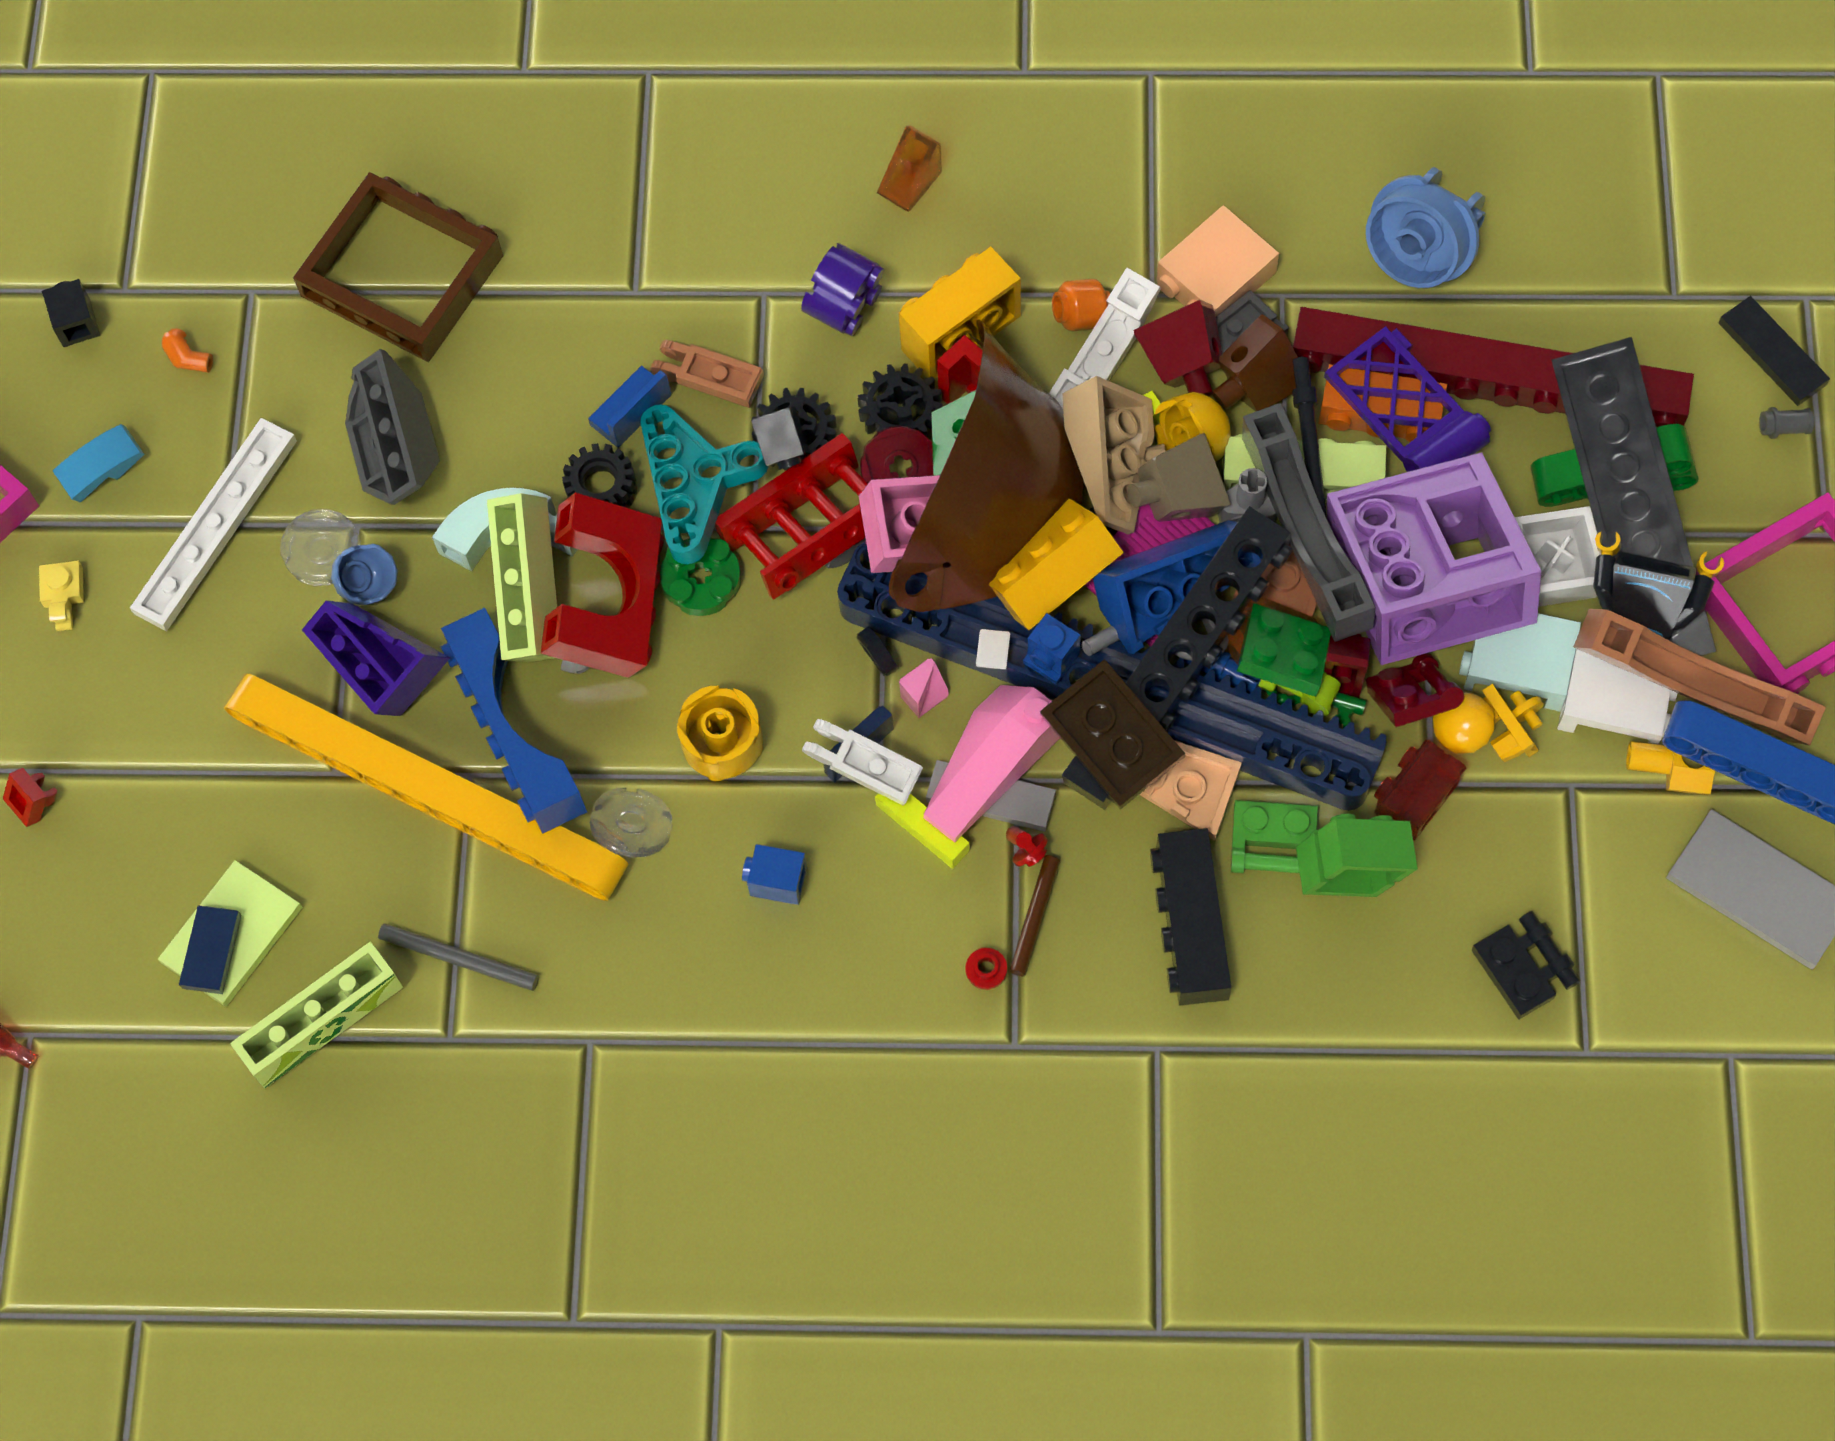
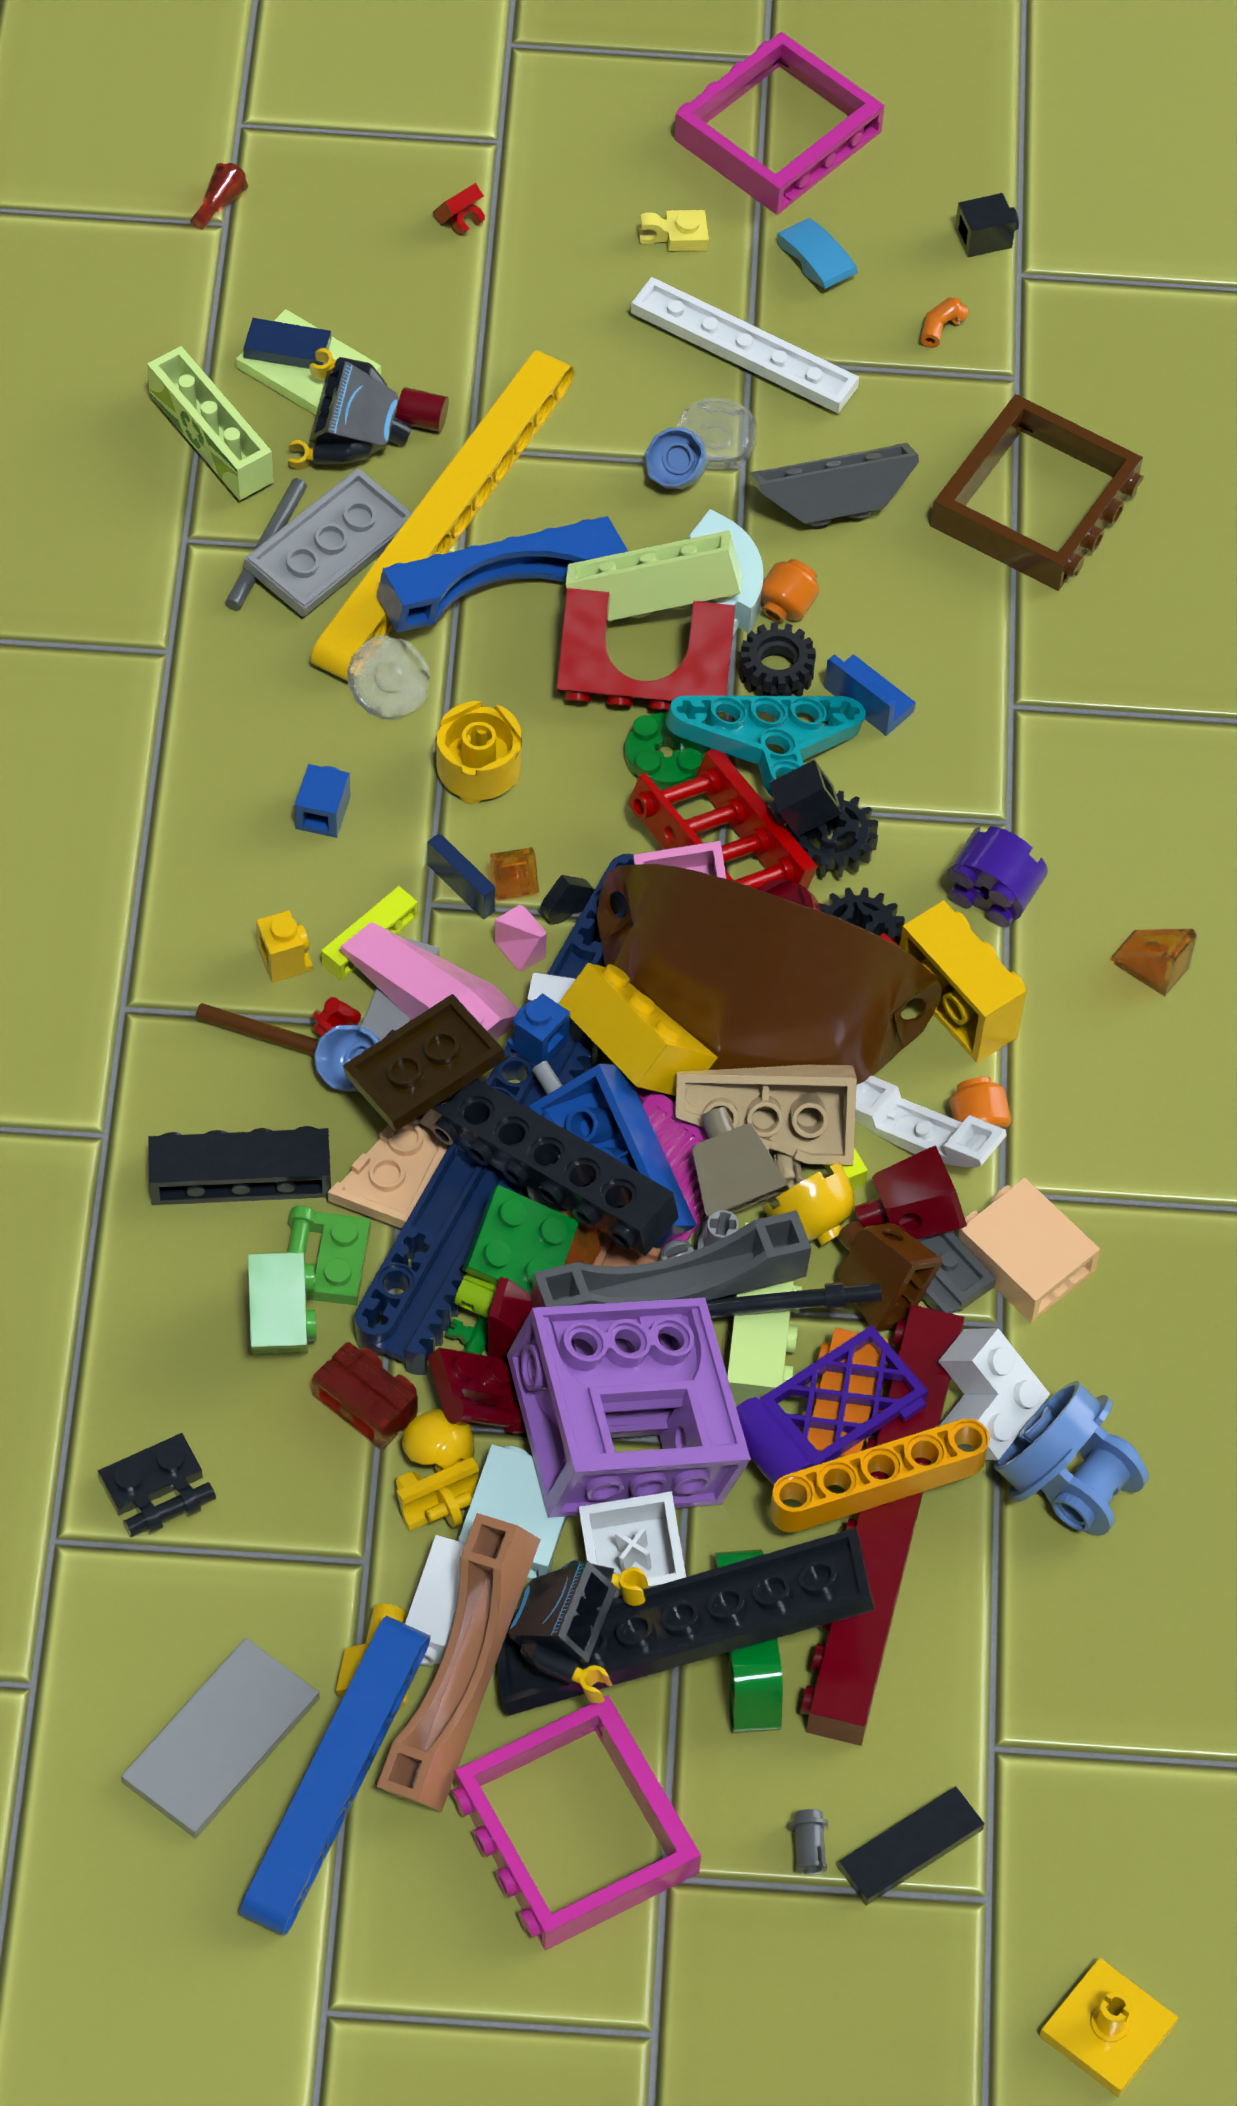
camera: 85 degrees right, 10 degrees down
(293, 816) = (422, 409): none -> dark red piece
(311, 874) = (352, 414): none -> torso
(373, 656) = (582, 461): dark purple wedge -> none
(460, 893) = (328, 542): none -> light grey tile
(518, 469) = (789, 591): none -> orange head
(710, 372) = (904, 764): nougat hinge -> none
(851, 696) = (514, 873): none -> clear orange tile
(866, 762) = (427, 864): white hinge -> none
(948, 896) = (283, 946): none -> yellow brick
(986, 980) = (205, 991): red plate -> none
(1072, 824) = (339, 1047): none -> medium blue hair
(1376, 284) = (995, 1387): none -> white brick
(1473, 342) = (867, 1492): none -> light orange beam

